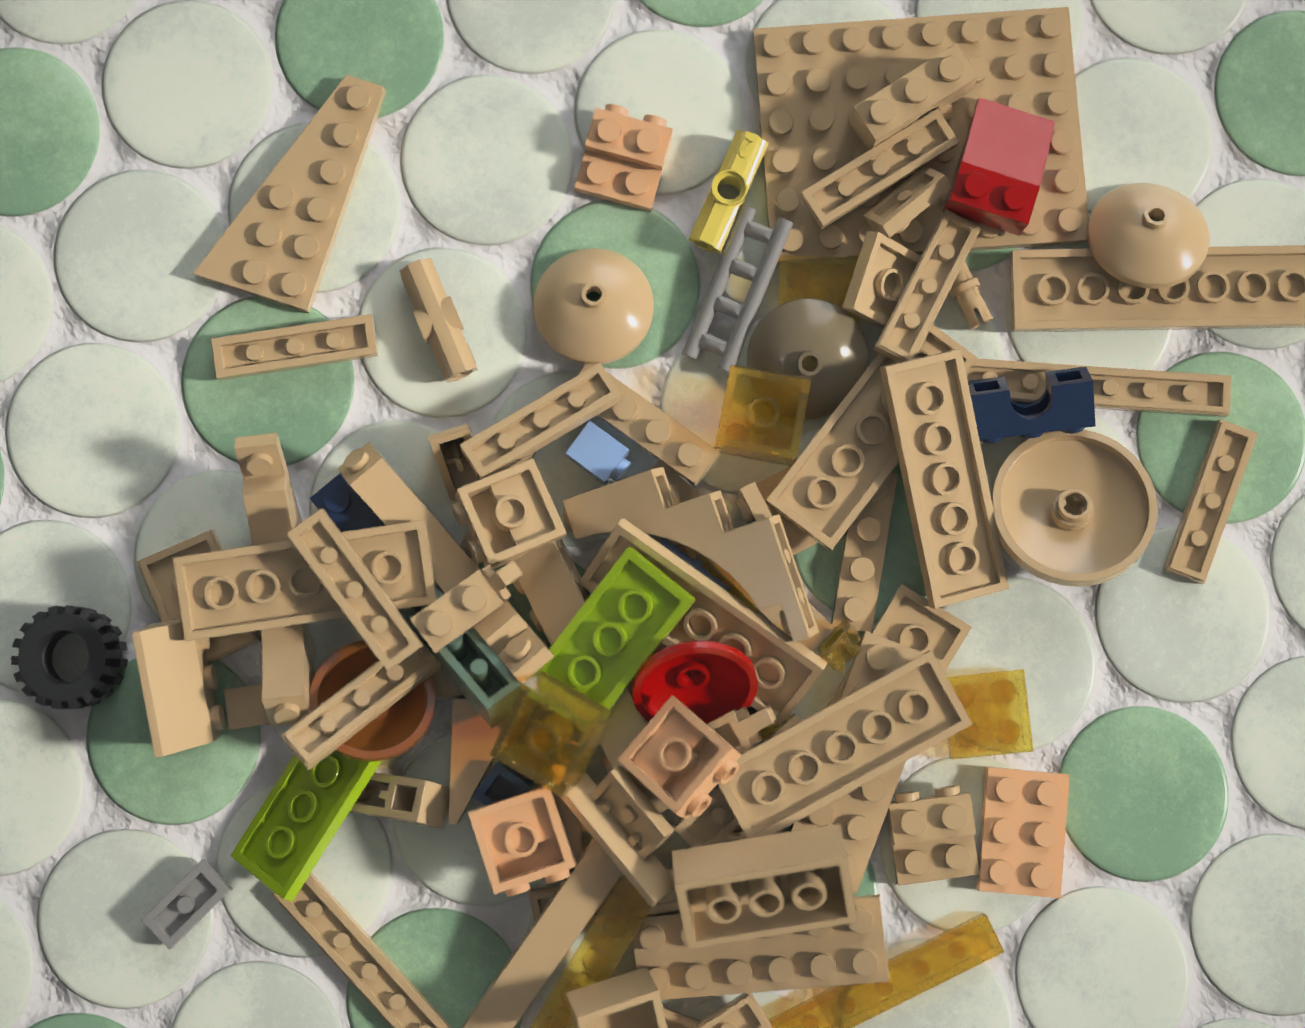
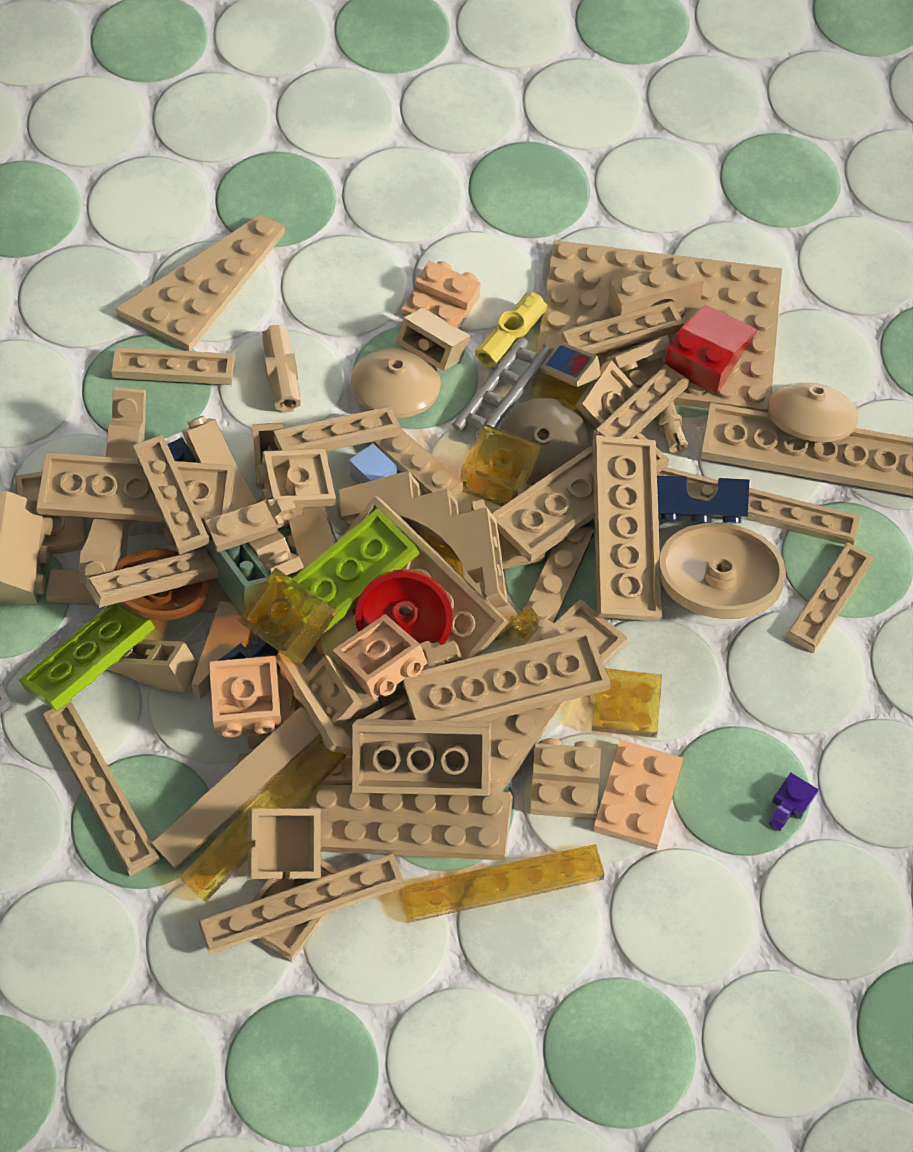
camera: 15 degrees right, 25 degrees down
(629, 233) = (432, 339): none -> tan brick
(825, 249) = (571, 365): none -> slope
(1211, 795) = (792, 799): none -> dark purple plate

